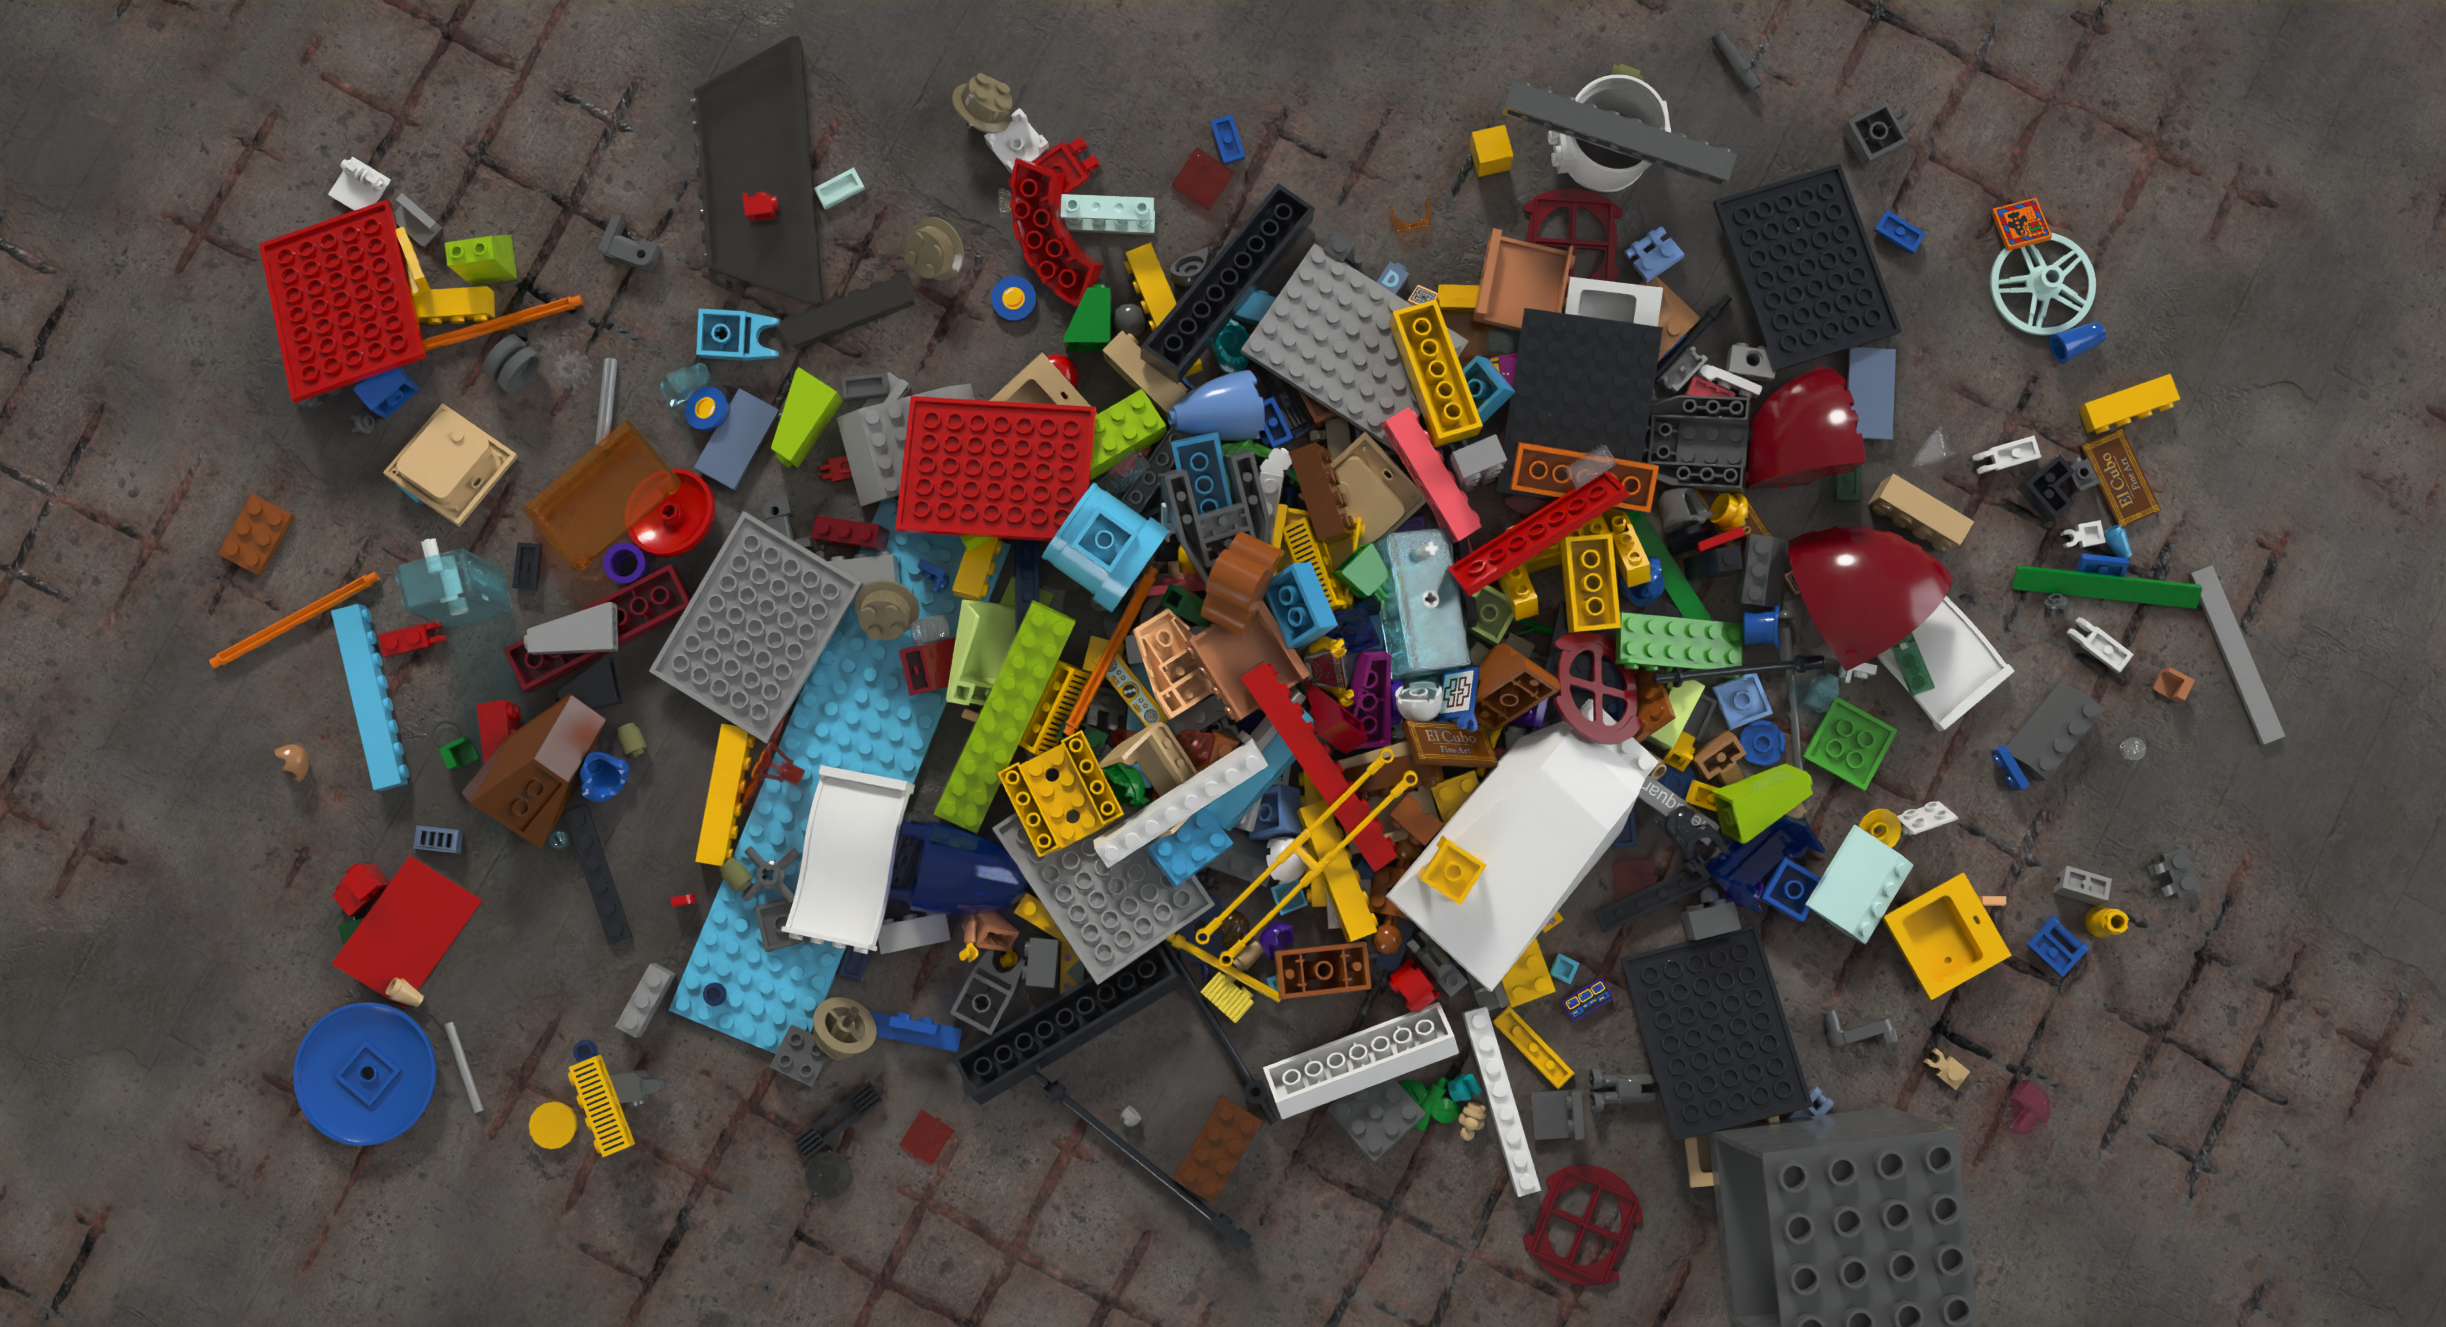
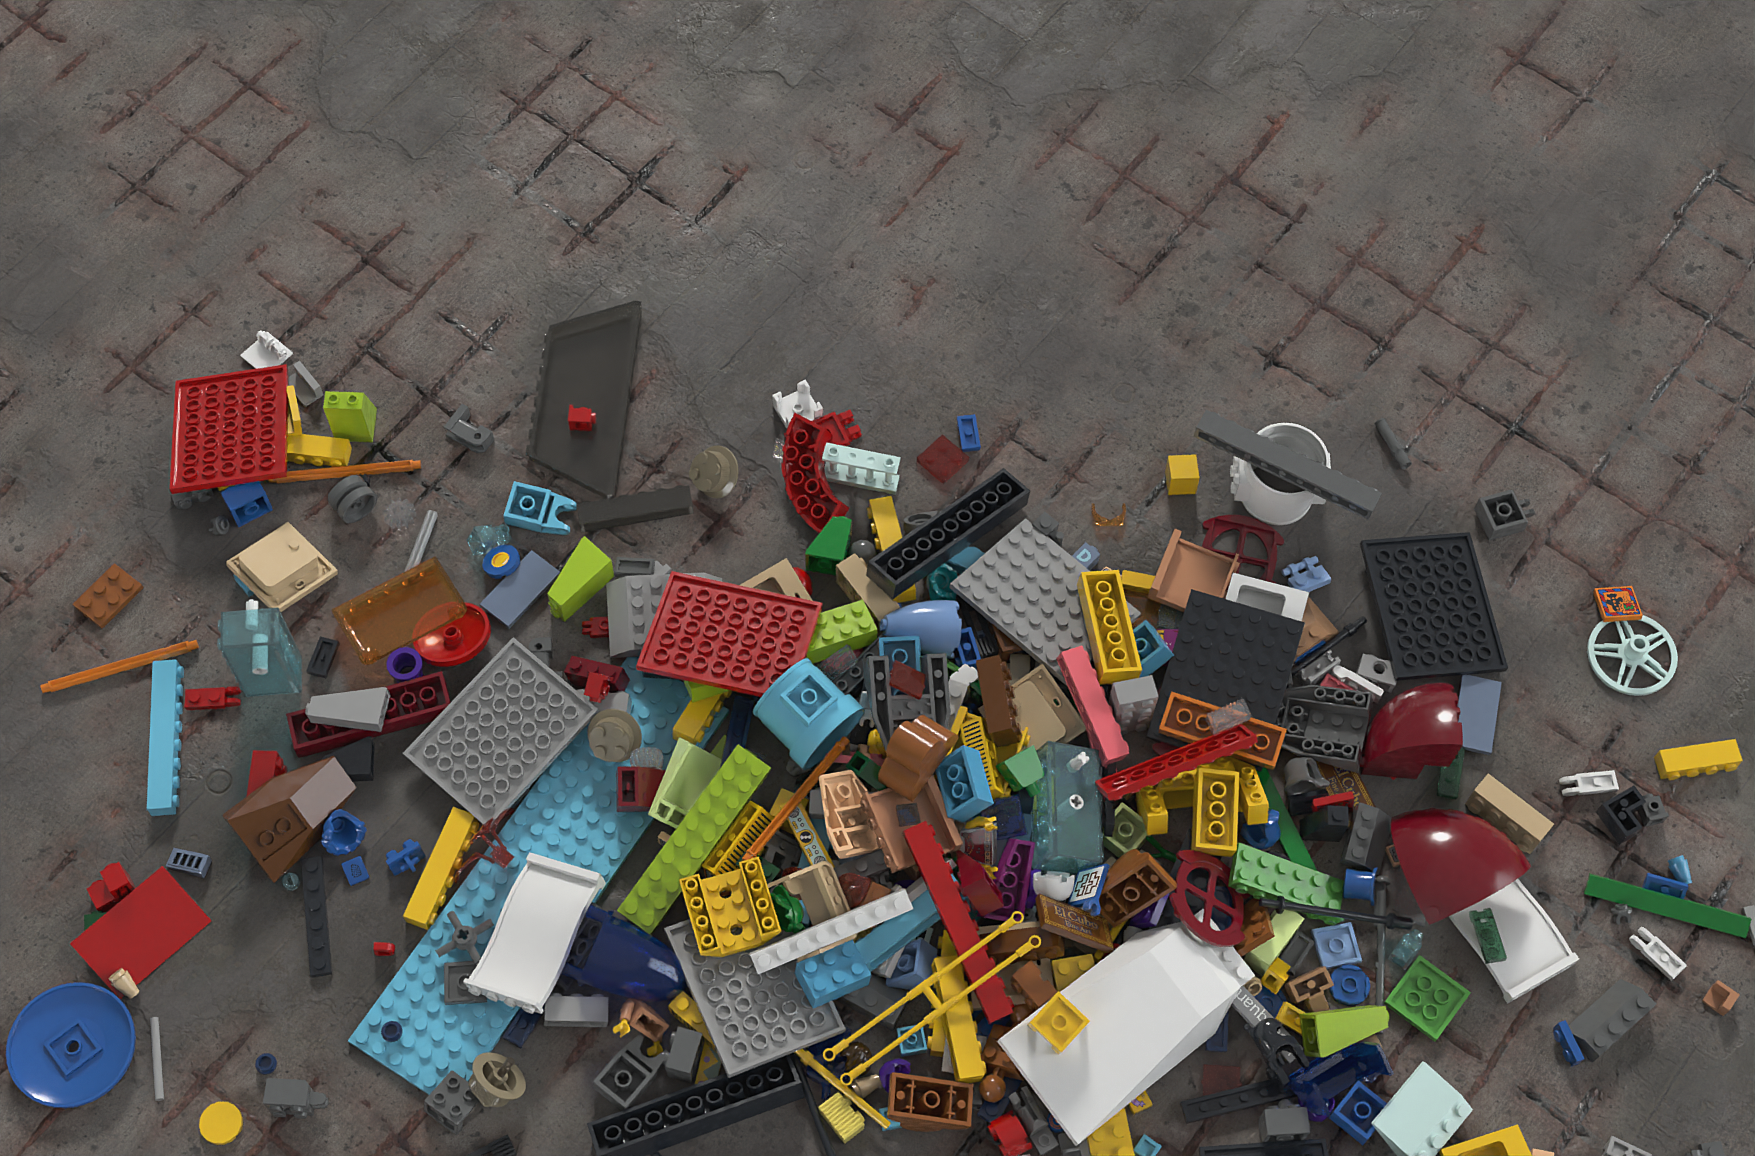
camera: 10 degrees right, 20 degrees down
(296, 760) = (88, 774): medium nougat hair -> none
(459, 753) = (225, 794): green panel -> none
(601, 1106) = (270, 1101): yellow brick -> none
(629, 815) = (355, 870): none -> blue slope
(631, 740) = (373, 809): olive brick -> none
(645, 1000) = (330, 1027): light grey brick -> none
(683, 792) = (406, 858): none -> blue hips
(736, 875) = (435, 932): olive brick -> none
(839, 188) = (647, 418): light aqua tile -> none
(855, 555) = (597, 686): none -> red brick
(915, 1031) = (560, 1097): blue bracket -> none
(931, 571) = (659, 715): blue bracket -> none
(983, 104) = (777, 372): dark tan piece -> none
(1013, 298) = (770, 522): blue tile -> none
(1213, 492) = (907, 679): none -> clear red piece
(1242, 650) = (908, 814): none -> clear smoke tile
(1292, 868) = (914, 1009): white cylinder -> none
(1729, 511) = (1344, 781): yellow piece -> none
(1861, 671) = (1442, 935): white bracket -> none
(1888, 826) = (1453, 1071): yellow dish -> none
(1899, 232) = (1514, 593): blue plate -> none
(1925, 818) = (1494, 1073): white hinge -> none
(1934, 451) = (1526, 769): clear slope -> none
(2076, 341) = (1654, 702): blue plant -> none
(2086, 534) = (1653, 859): white plate -> none
(2121, 477) = (1687, 819): reddish brown tile -> none
(2133, 749) = (1680, 1048): clear tile -> none

